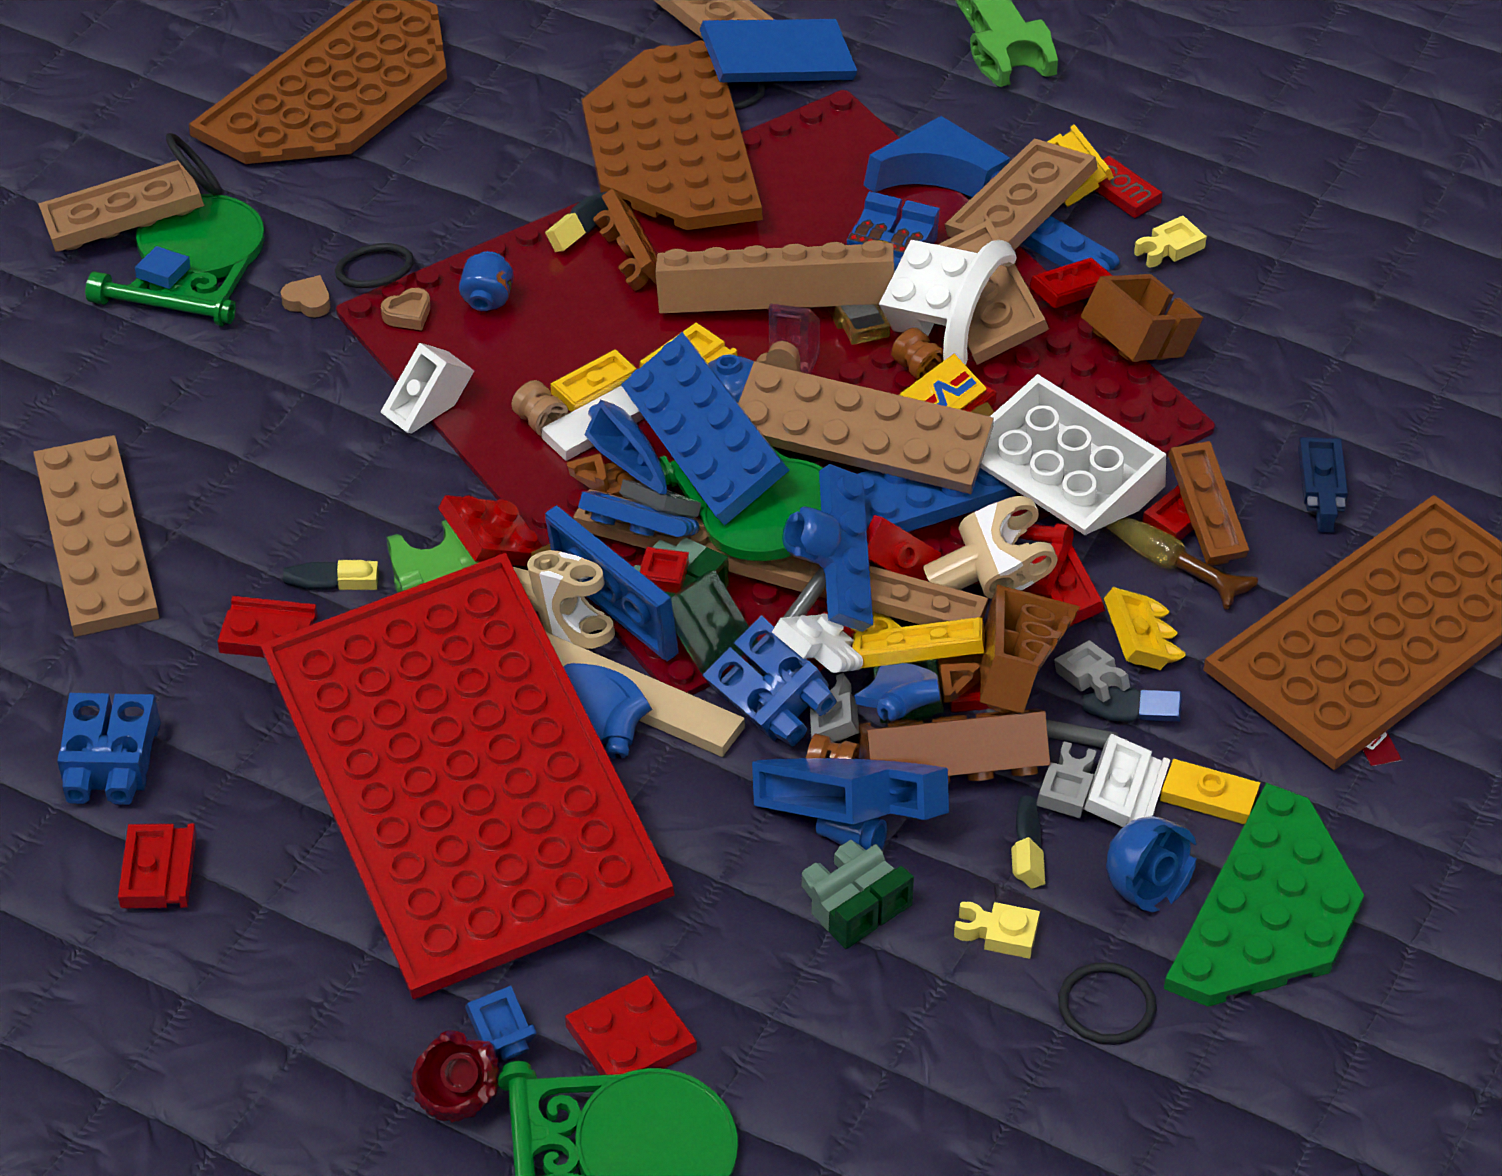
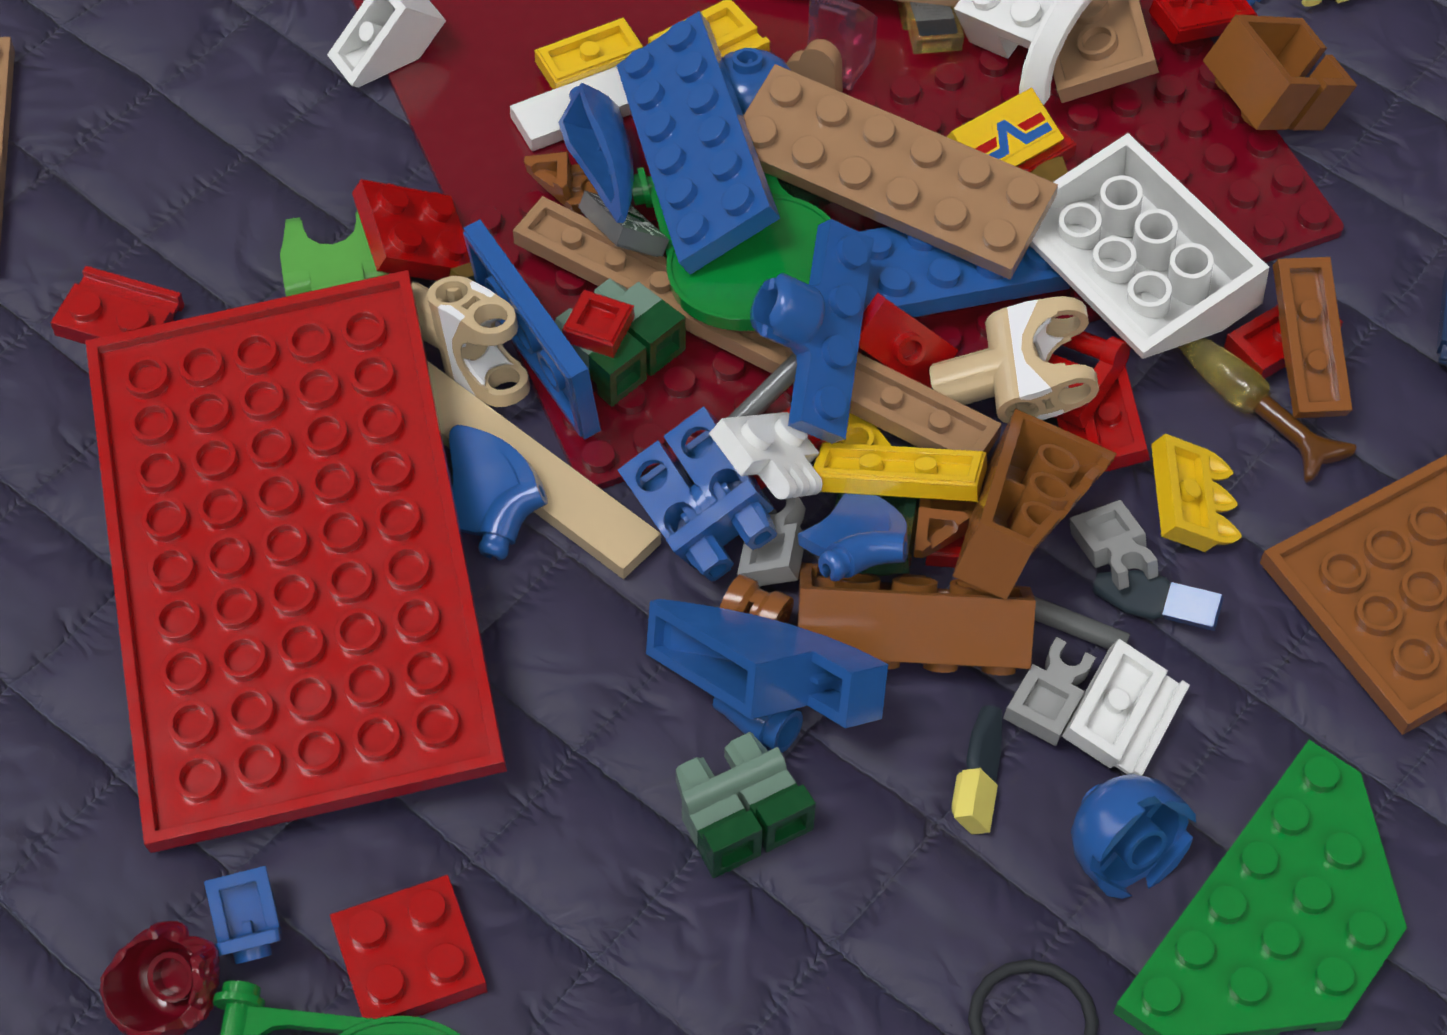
camera: 10 degrees right, 10 degrees up
(329, 575) = (216, 255): piece -> none
(535, 409) = (511, 82): medium nougat wheel -> none
(643, 519) = (591, 247): blue hinge -> none
(707, 620) = (638, 398): clear green plate -> none
(915, 351) = (988, 77): dark orange wheel -> none
(1005, 930) = (923, 891): light yellow plate -> none
(1209, 791) = (1232, 737): yellow plate -> none

